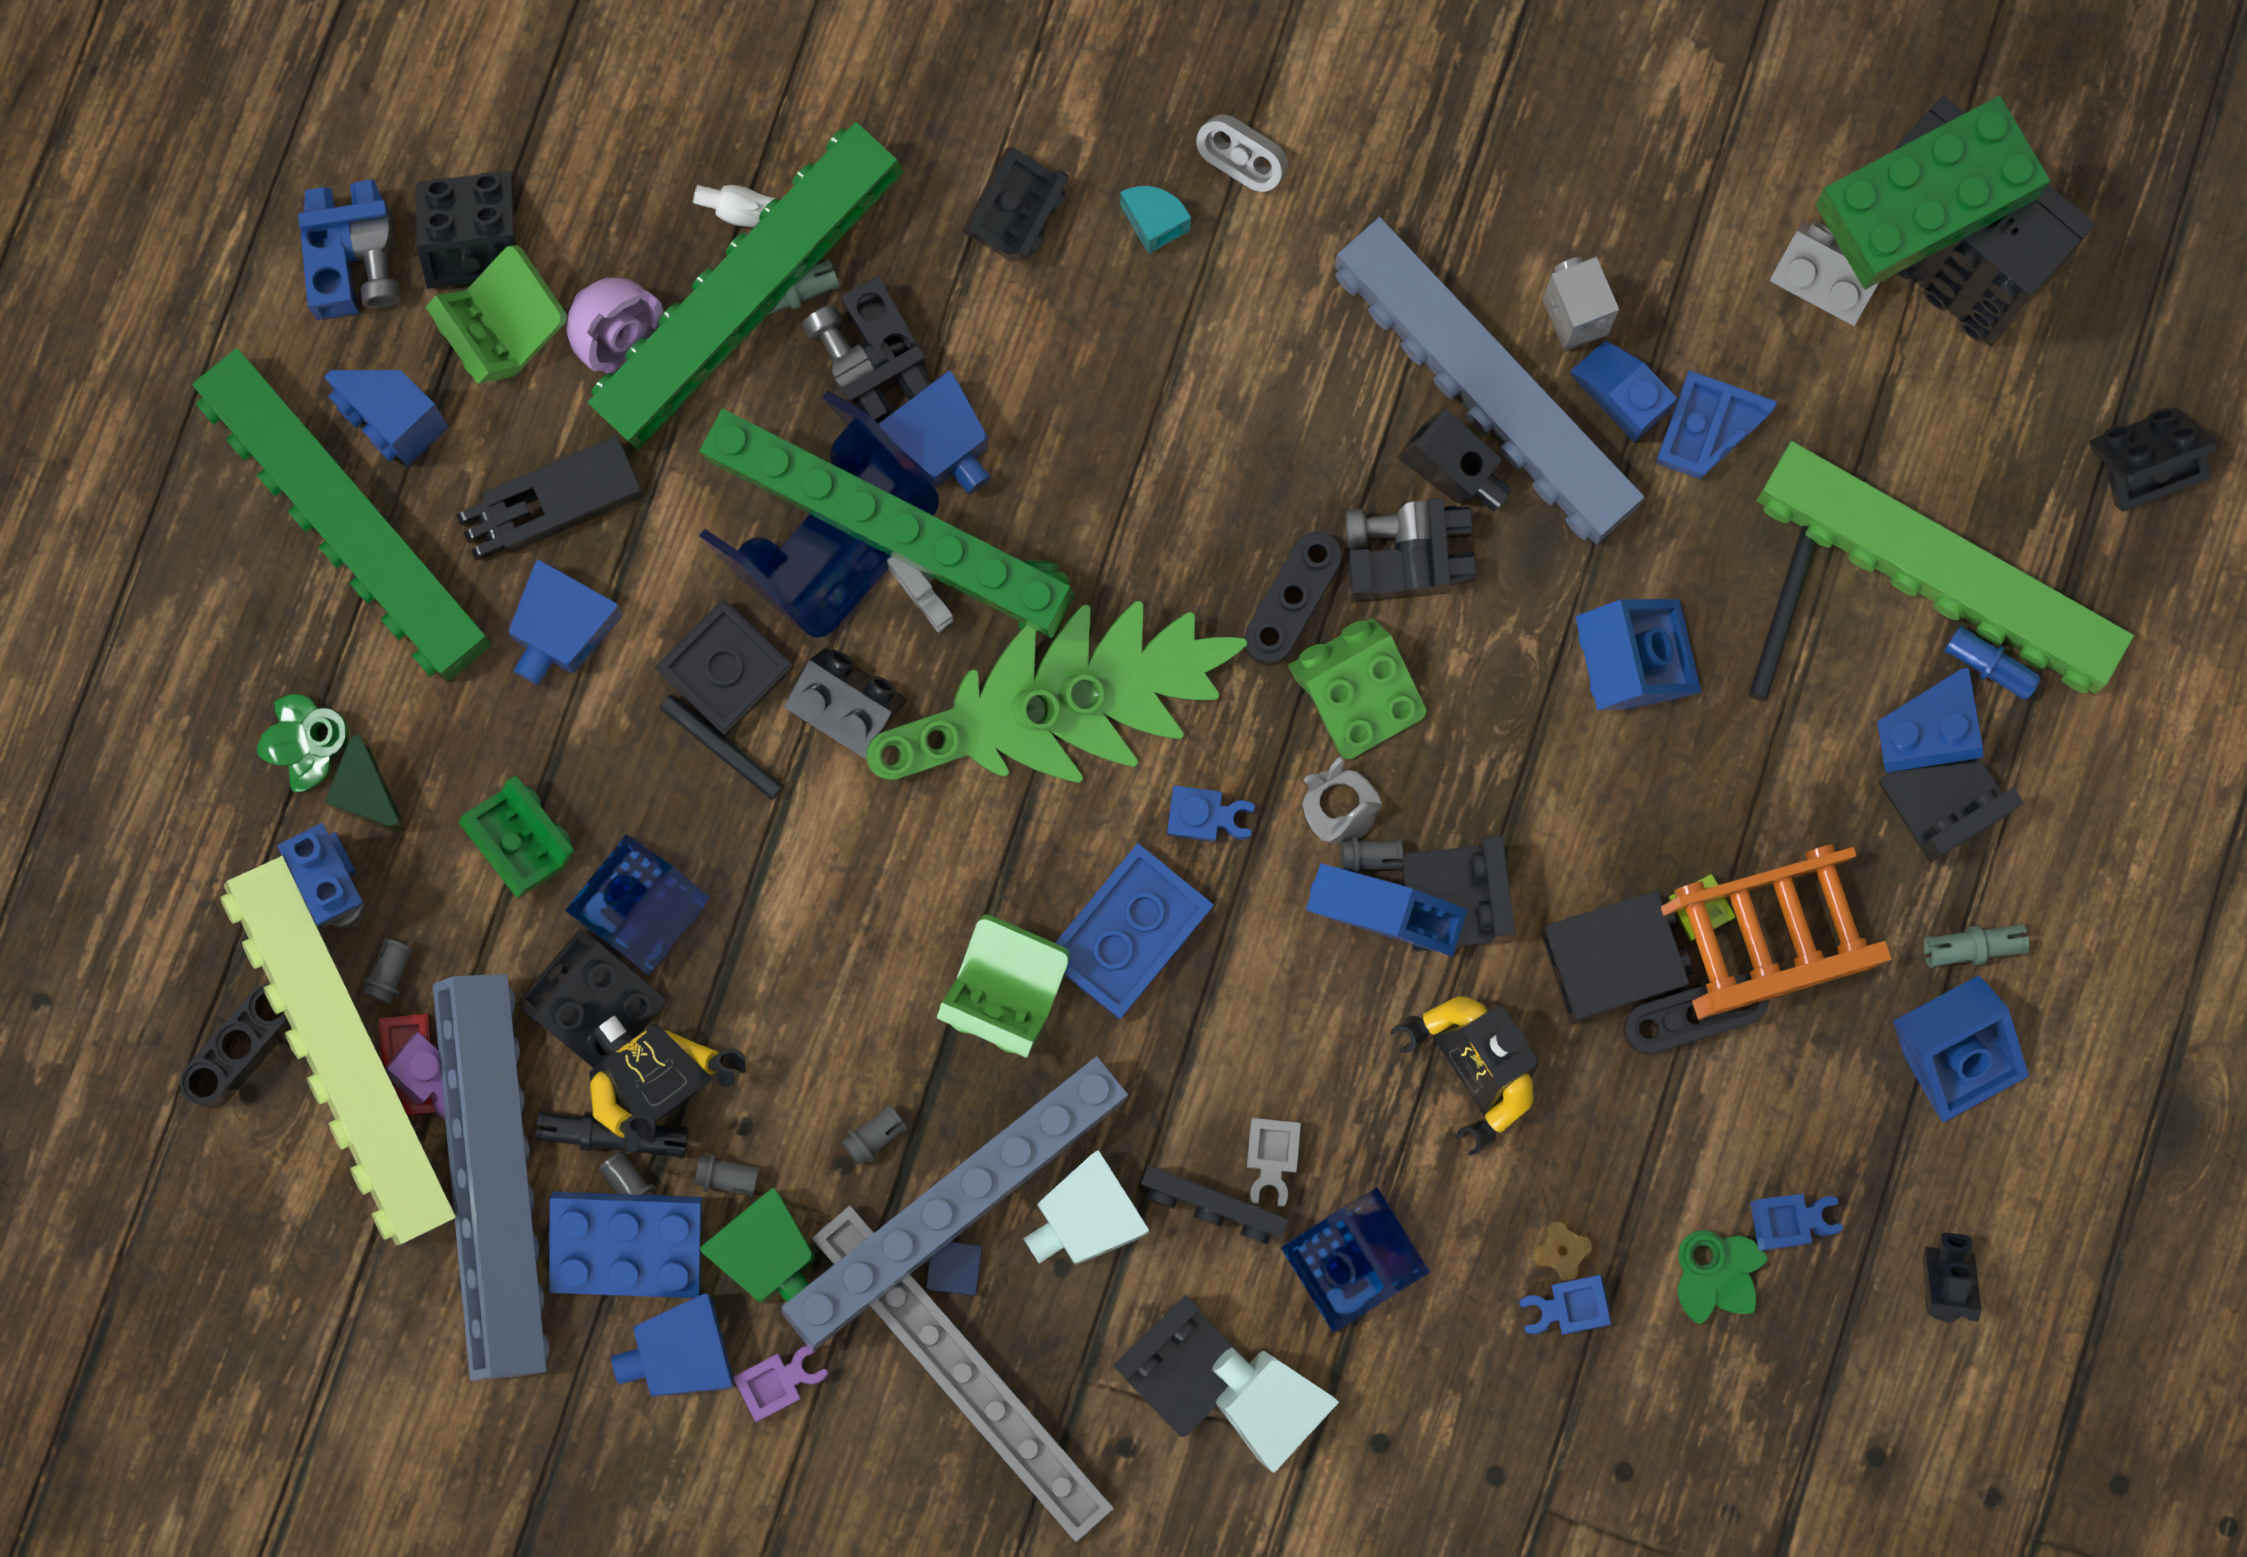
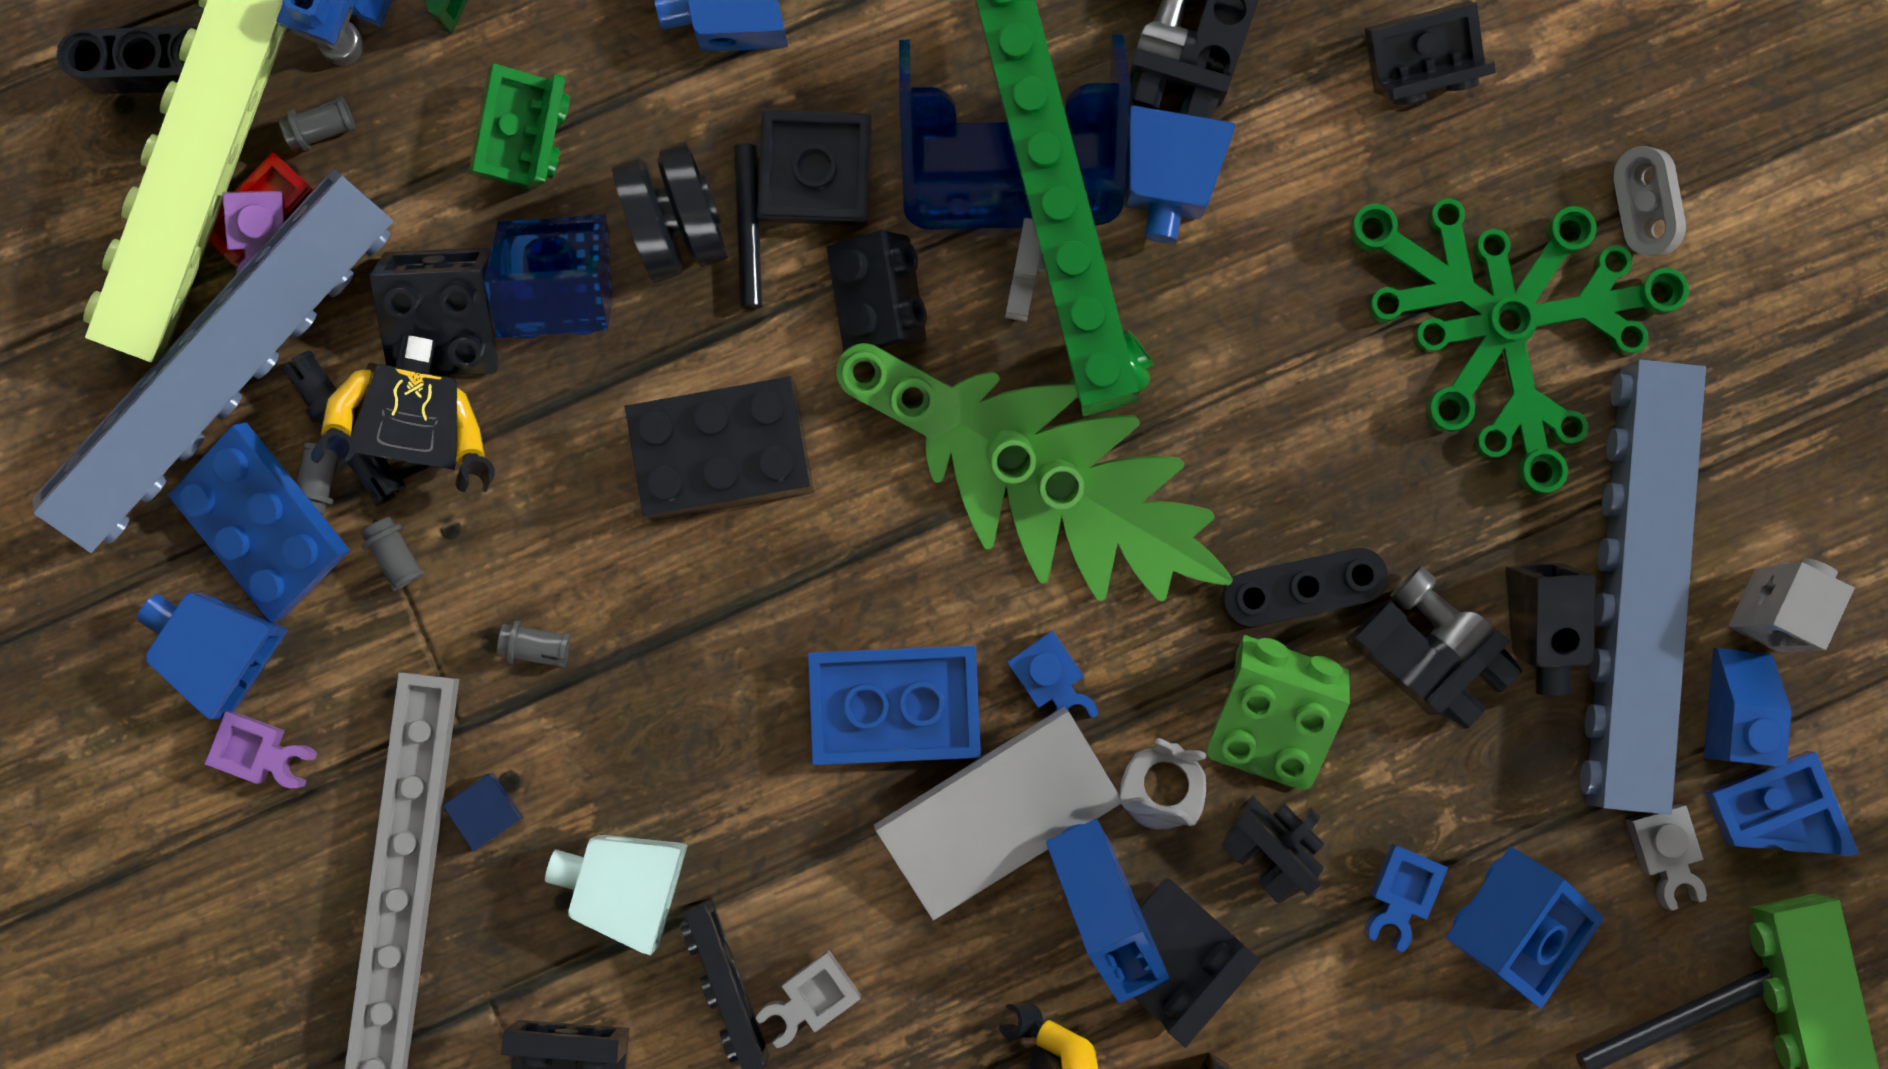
camera: 50 degrees right, 5 degrees up
(675, 777) = (673, 211): none -> black wheel
(763, 1250) = (353, 645): green torso -> none
(857, 894) = (719, 449): none -> black brick
(954, 1204) = (521, 768): sand blue brick -> none
(1005, 985) = (750, 644): bright green bracket -> none
(1154, 215) = (1527, 176): teal brick -> none
(1182, 324) = (1454, 283): none -> green plant
(1260, 927) = (997, 813): none -> light grey tile
(1371, 855) = (1144, 852): dark grey pin -> none
(1466, 765) = (1285, 840): none -> black hips
(1545, 707) = (1407, 887): none -> blue plate
(1667, 517) = (1666, 847): none -> light grey plate

